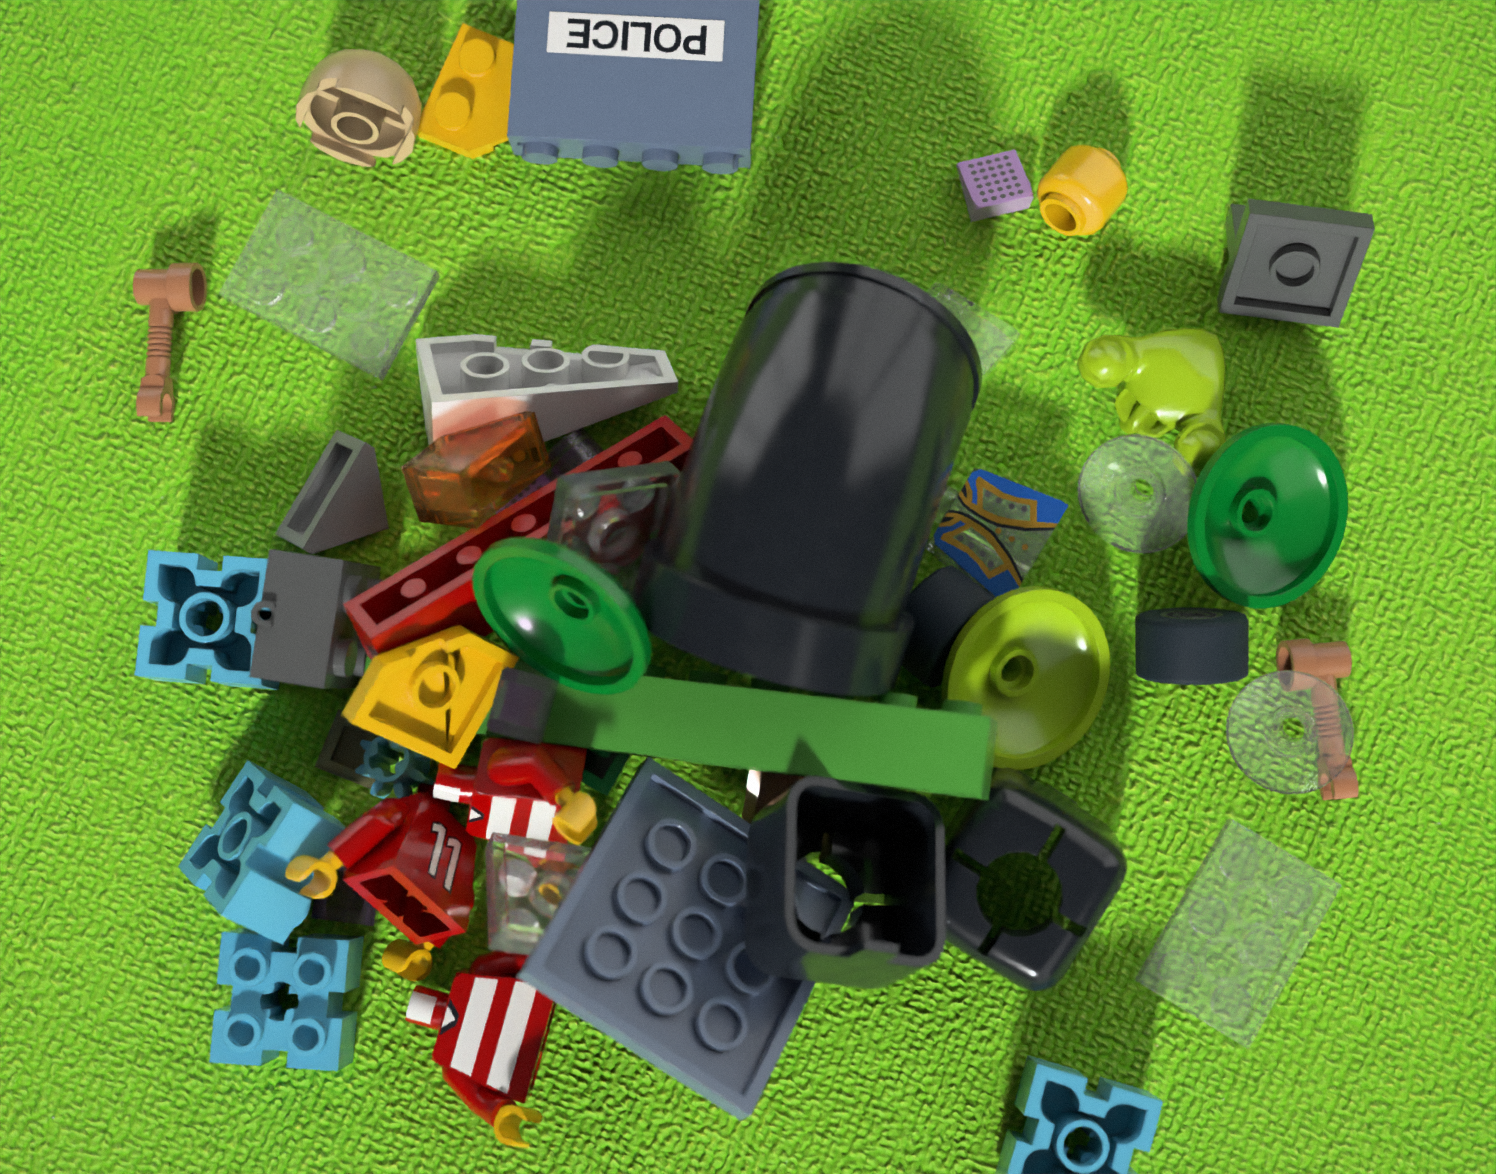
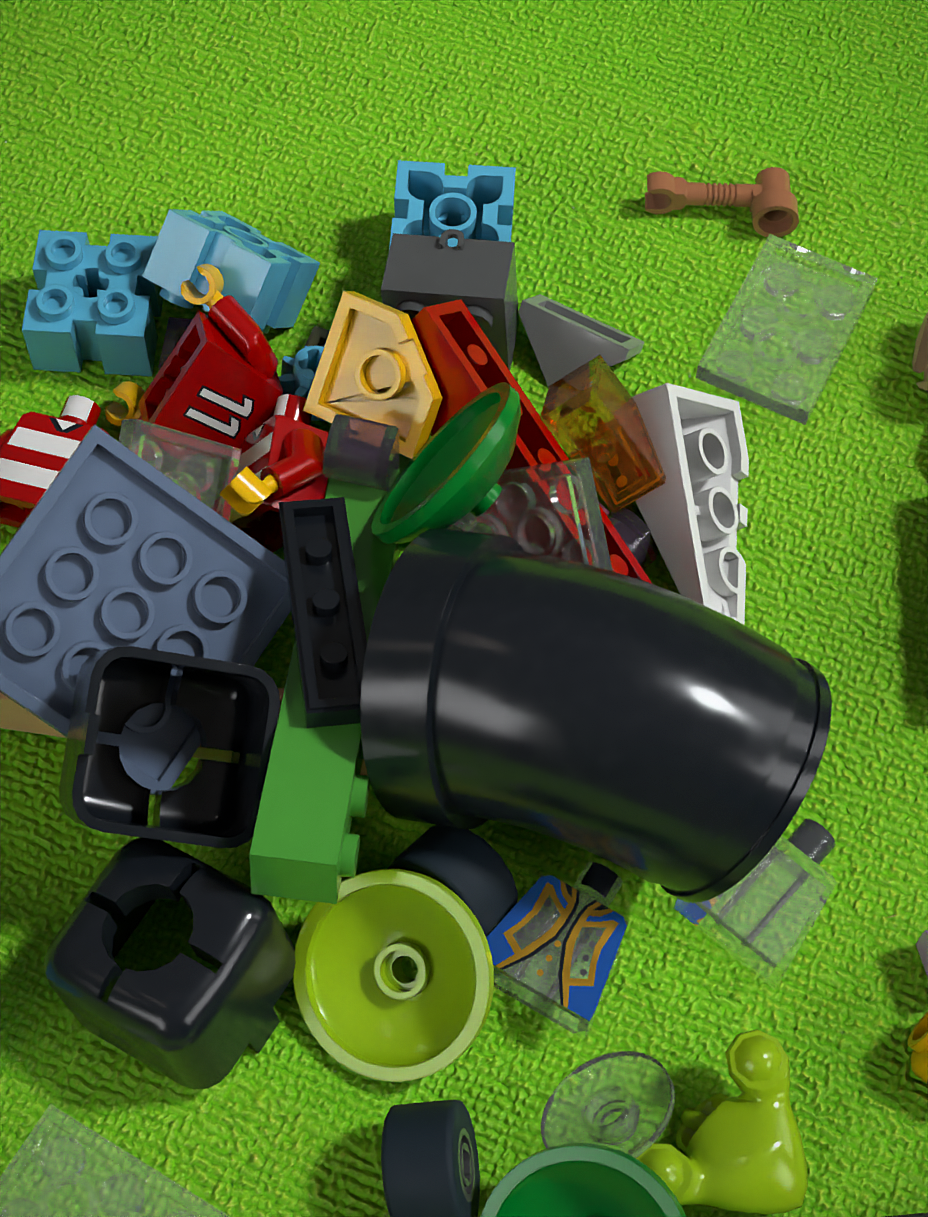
camera: 85 degrees right, 20 degrees down
(704, 736) = (324, 609): none -> black tile

